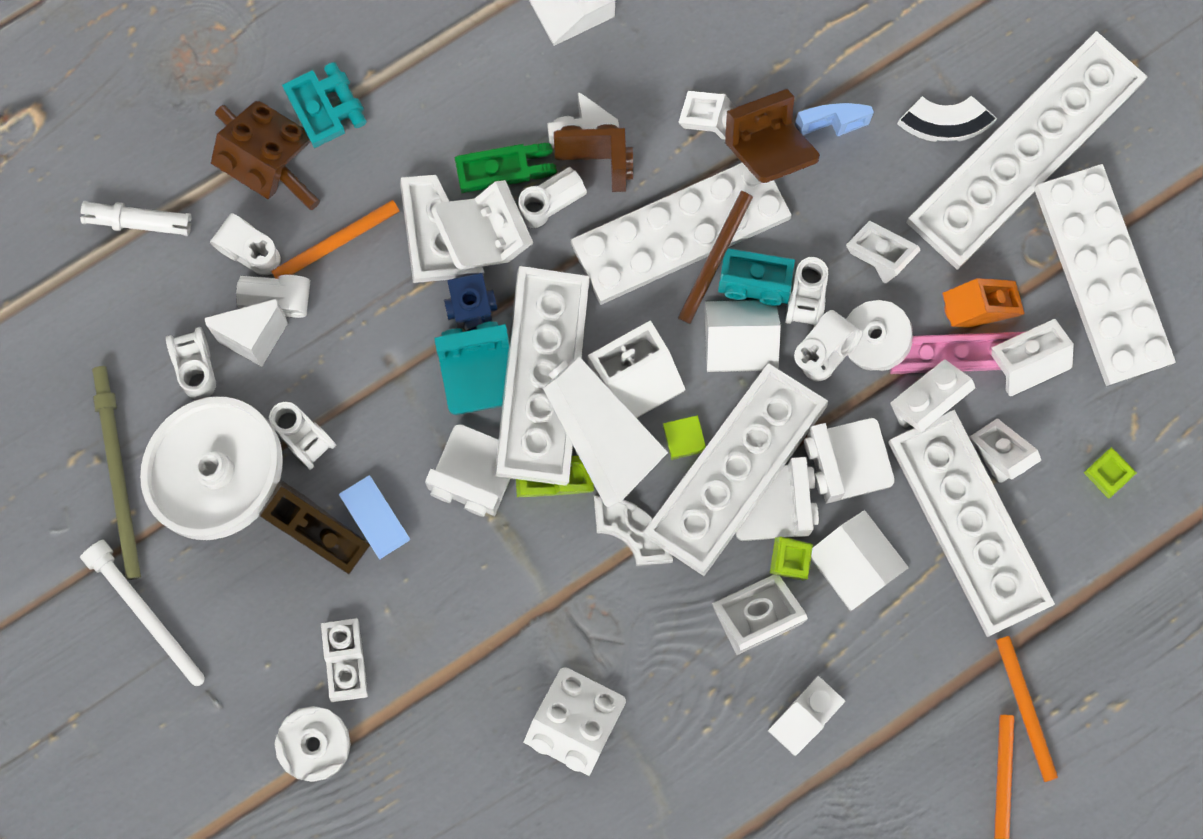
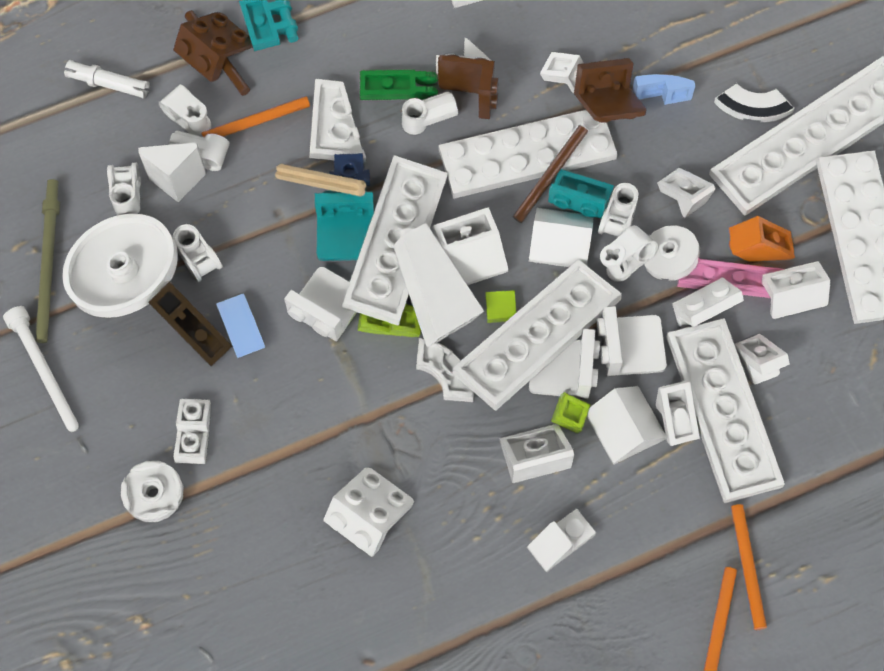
camera: 15 degrees right, 10 degrees down
(437, 316) = (321, 180): none -> tan axle
(483, 228) = (373, 126): white bracket -> none
(918, 540) = (678, 412): none -> white slope
(1110, 472) = (847, 390): lime tile -> none

